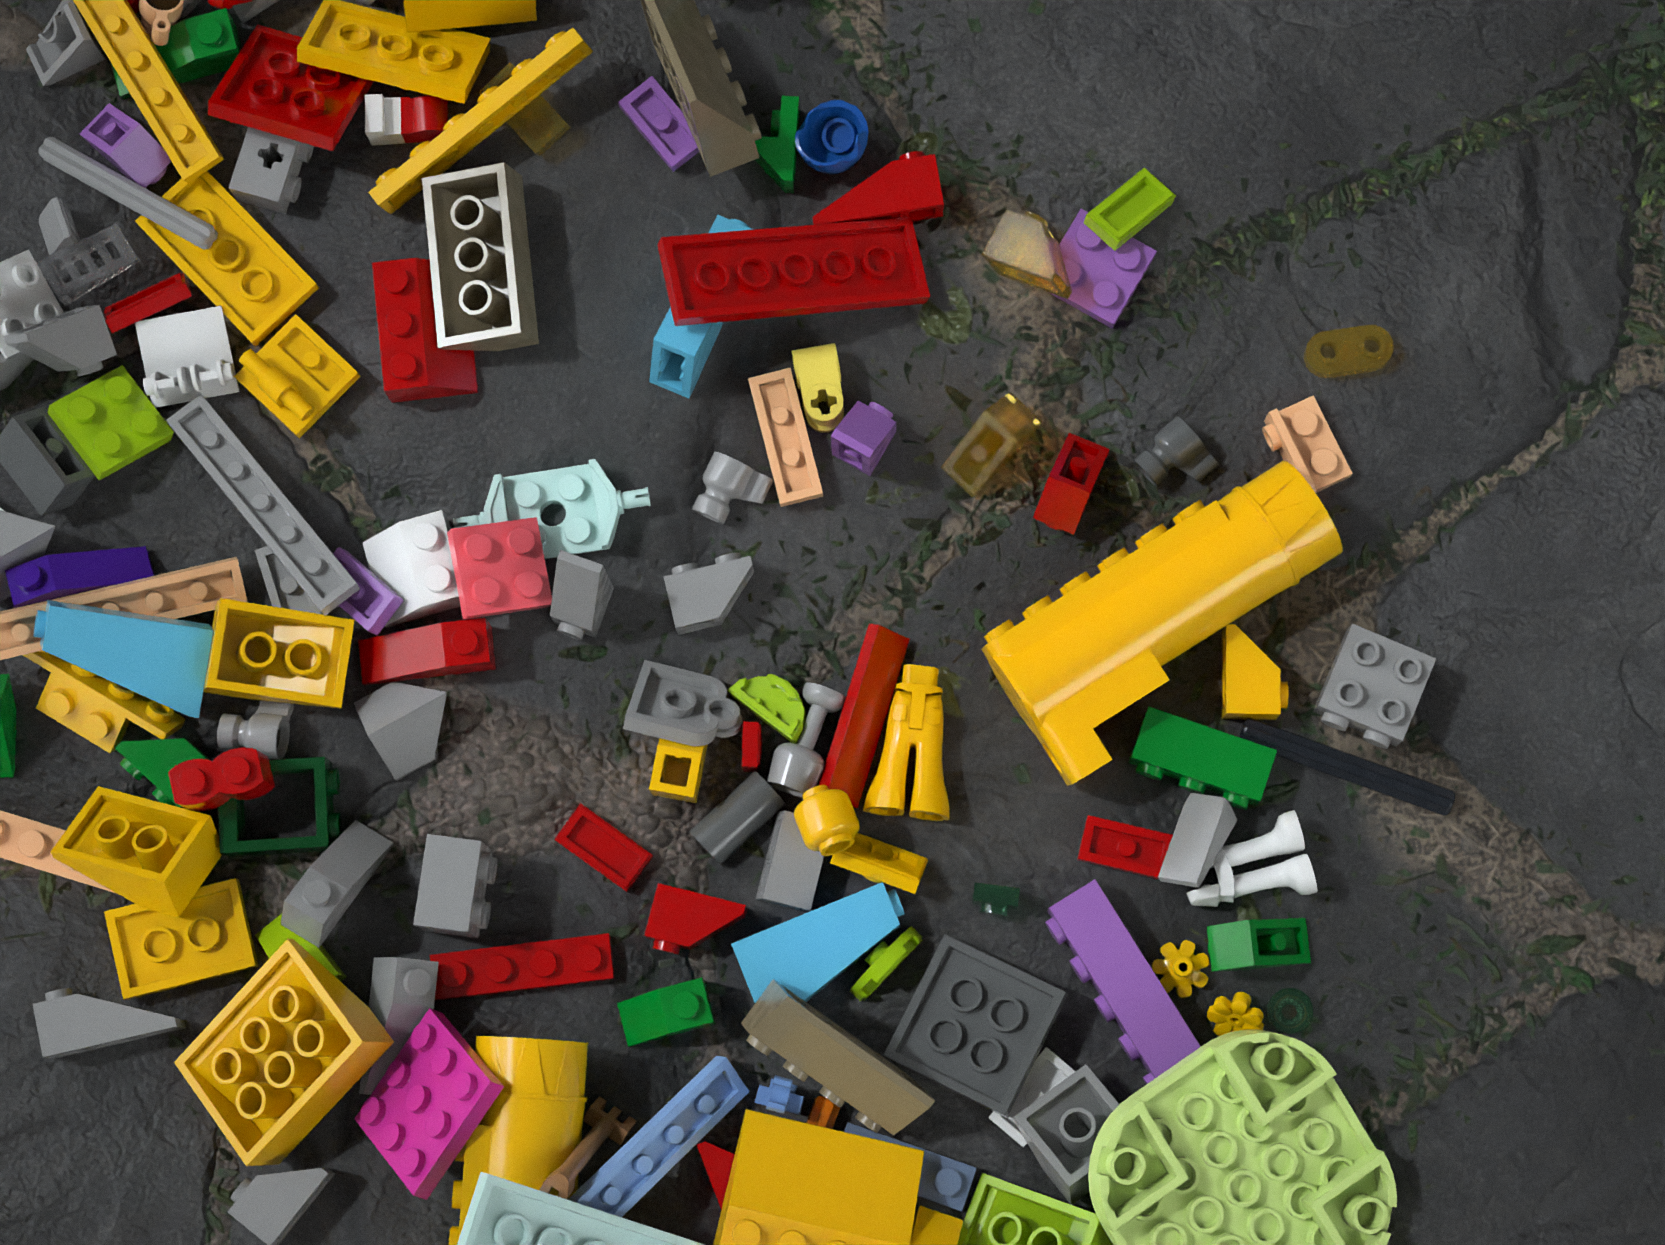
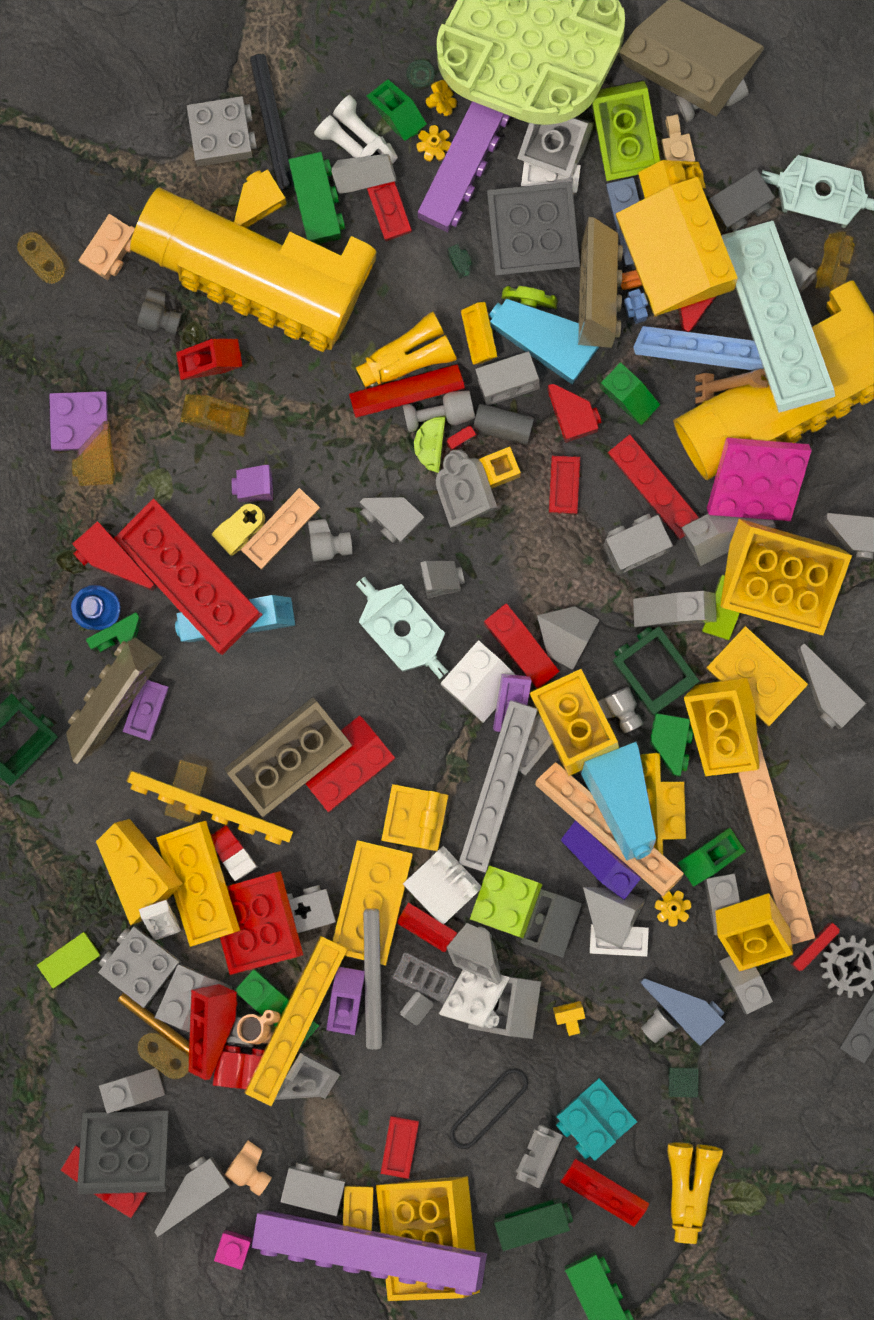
camera: 125 degrees left, 5 degrees up
(233, 774) = (666, 706): red brick -> none
(499, 568) = (452, 631): coral plate -> none
(826, 820) = (477, 369): yellow head -> none
(1129, 209) = (35, 421): lime tile -> none

